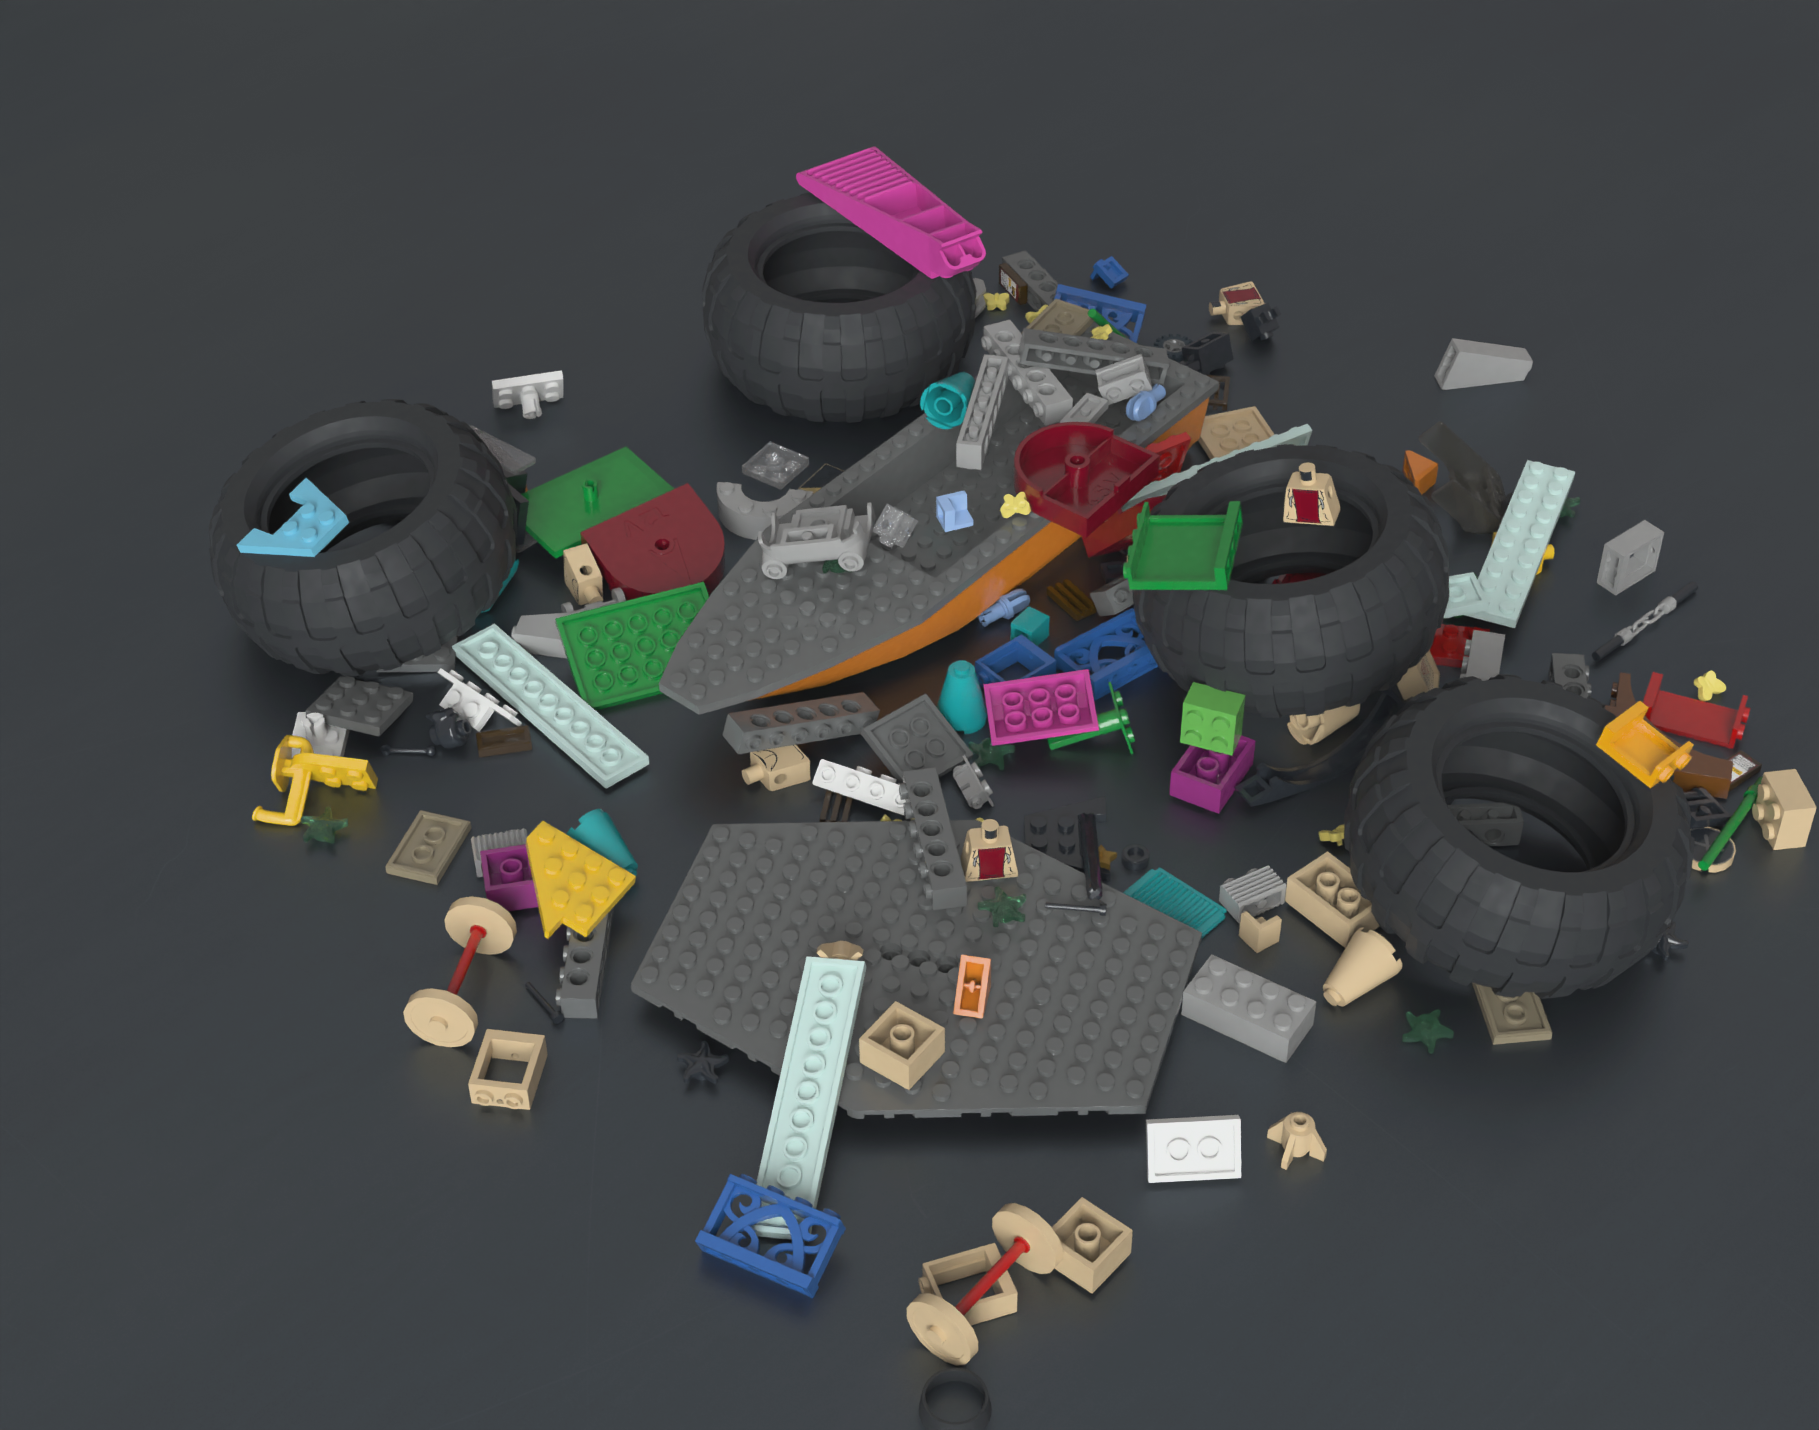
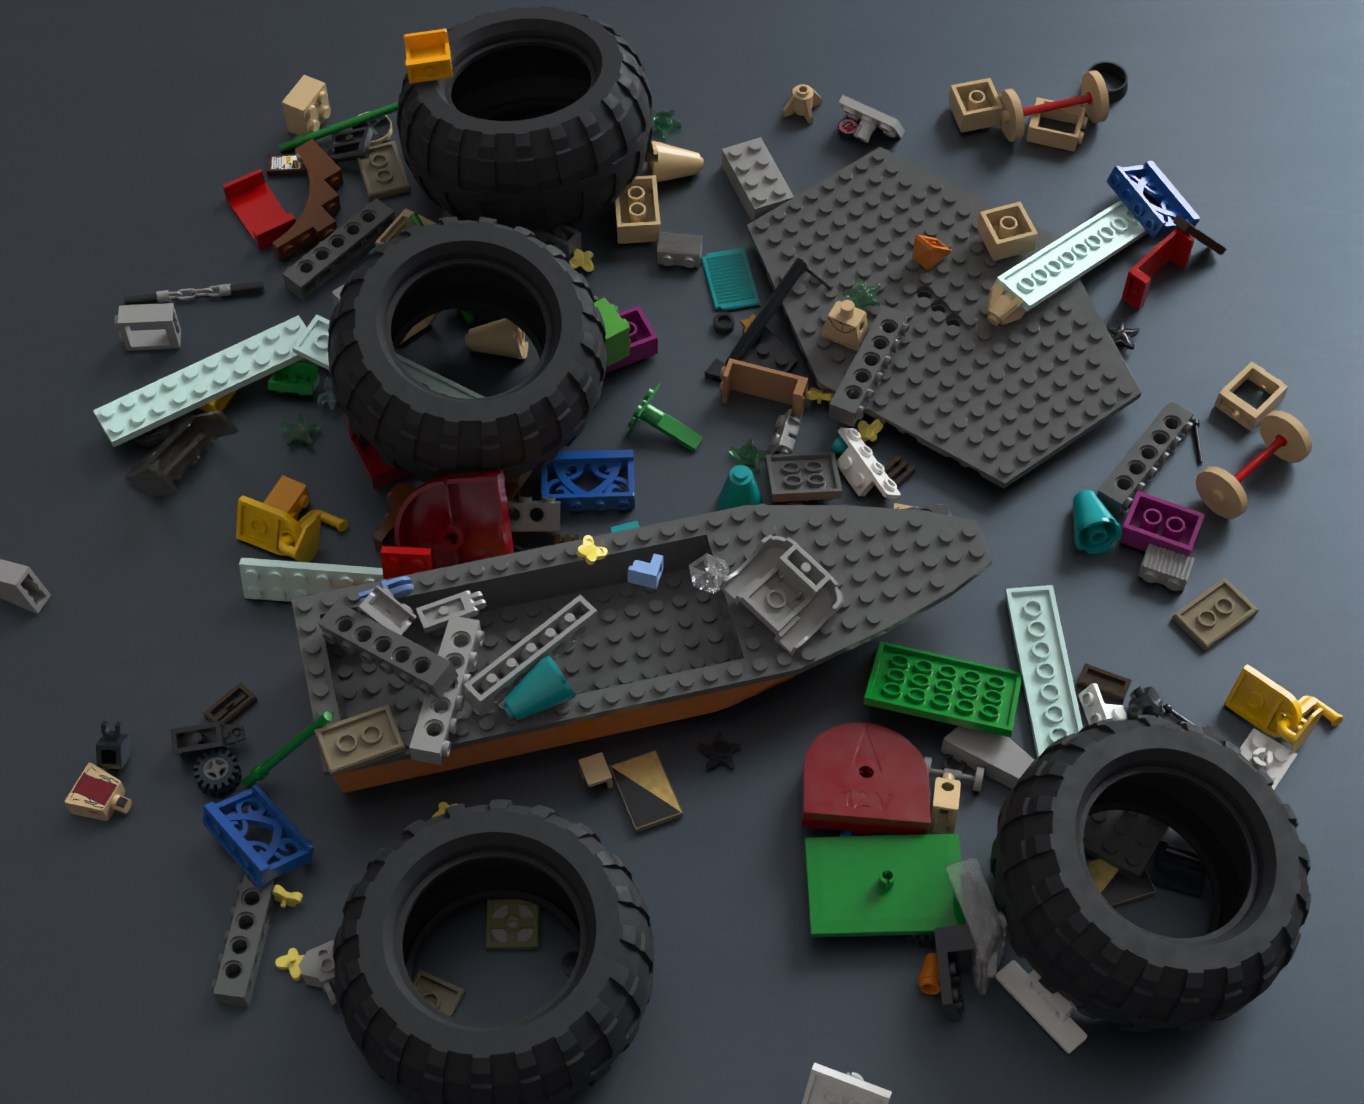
camera: 145 degrees left, 15 degrees up
(305, 531) = (1230, 806): medium azure wing -> none
(322, 827) = (1289, 675): clear green animal -> none
(572, 881) = (1139, 482): yellow wing -> none
(679, 1202) = (1199, 235): none -> dark brown tile
(699, 1180) = (1174, 247): none -> red panel
(748, 516) = (744, 785): light grey brick -> none
(775, 465) = (680, 855): clear plate -> none
(897, 212) = (394, 962): dark pink brick -> none
(1013, 283) = (261, 967): dark brown tile -> none
(1015, 799) = (764, 383): none -> medium nougat panel
(1016, 650) = (671, 490): blue window -> none
(1040, 707) = (695, 443): dark pink slope -> none
(1080, 473) = (515, 545): dark red piece -> none
(1102, 332) = (340, 698): light yellow piece -> none
(1109, 271) = (159, 925): blue bracket -> none
(1183, 550) = (558, 341): green panel -> none
(1233, 431) = (268, 641): tan plate -> none
(1258, 932) = (699, 222): tan panel -> none
(1311, 498) = (445, 292): tan torso -> none
(1420, 470) = (188, 505): orange slope -> none
(1707, 685) = (219, 221): light yellow piece -> none

